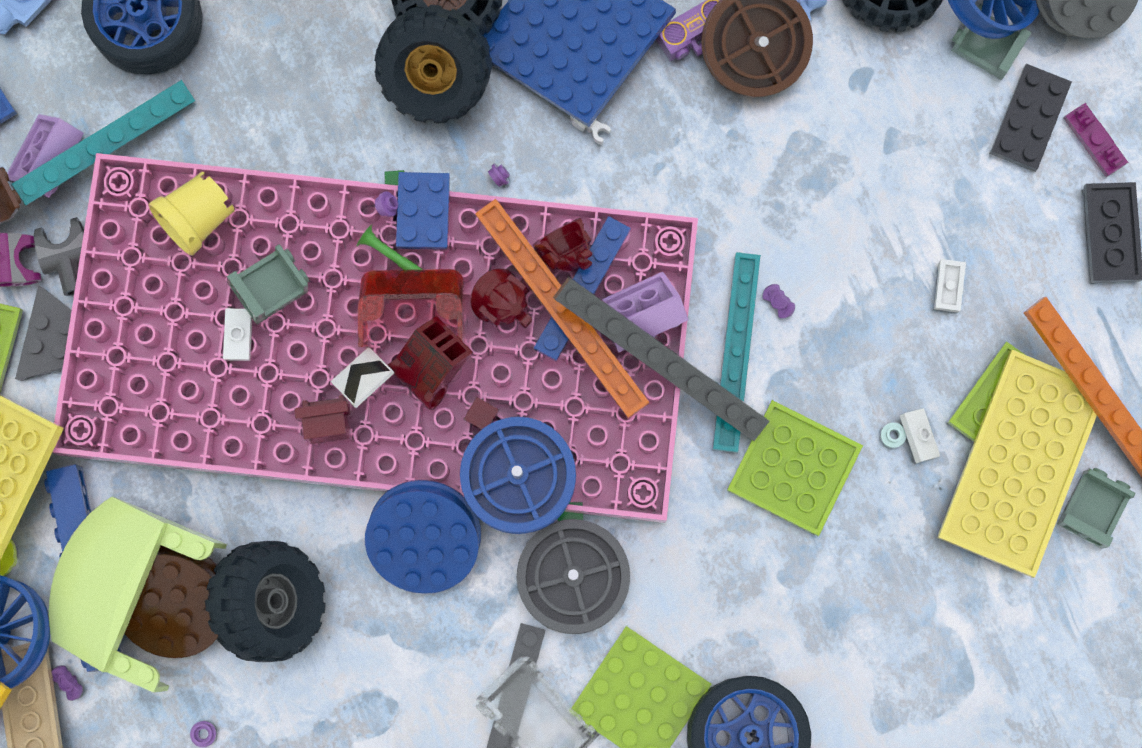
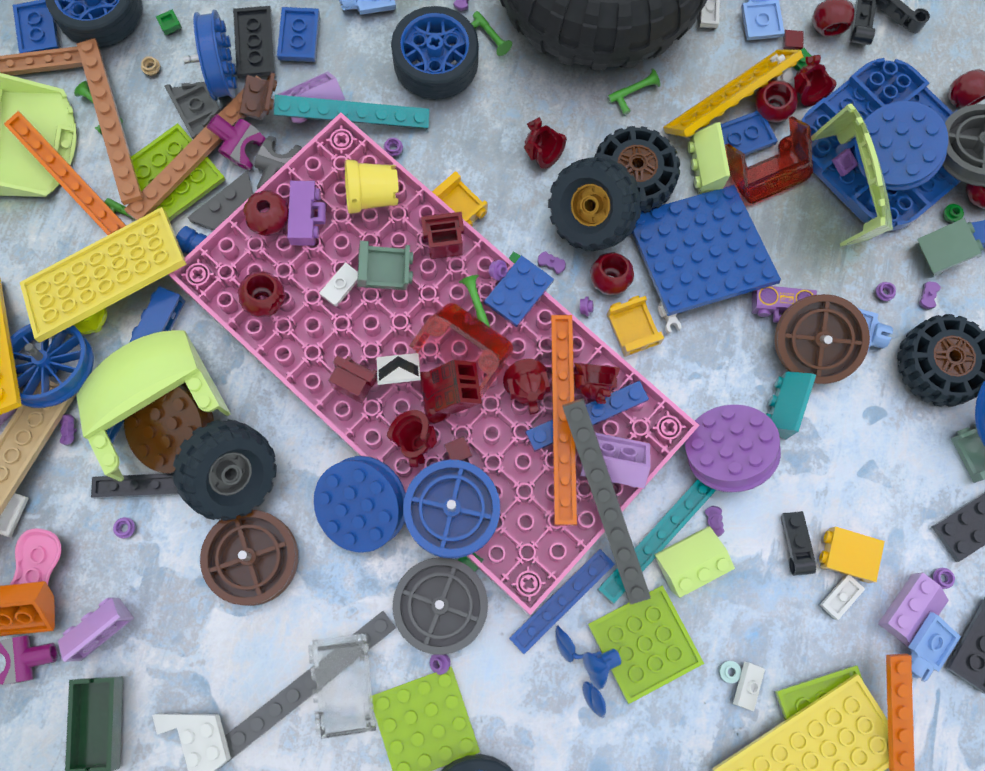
camera: 30 degrees right, 5 degrees down
(42, 400) = (189, 239): none -> blue wheel
(115, 326) = (266, 222): none -> dark red piece
(134, 278) = (301, 217): none -> medium lavender piece
(163, 390) = (261, 284): none -> dark red piece
(171, 141) = (393, 142): none -> medium lavender plate
(183, 684) = (133, 486): none -> black plate
(288, 154) = (461, 198): none -> yellow panel
(305, 207) = (444, 234): none -> dark red plate
(331, 33) = (544, 144): none -> dark red helmet
(352, 670) = (249, 558): none -> wheel
(427, 432) = (413, 435): none -> dark red helmet
(430, 153) = (551, 262): none -> medium lavender piece
(498, 111) = (613, 265): none -> dark red piece
(561, 160) = (633, 326): none -> yellow panel
(616, 626) = (444, 662): none -> medium lavender plate
(686, 486) = (562, 601): none -> blue plate
(746, 216) = (733, 448): none -> medium lavender wheel
(763, 521) = (597, 667): none -> blue plant
(769, 131) = (790, 401): none -> teal slope
(786, 355) = (694, 562): none -> yellowish green slope
(874, 264) = (799, 544): none -> black plate
(930, 237) = (851, 554): none -> yellow panel
(1026, 248) = (913, 606): none -> lavender slope
(1038, 192) = (949, 577): none -> medium lavender plate
(1063, 273) = (932, 646): none -> light blue plate

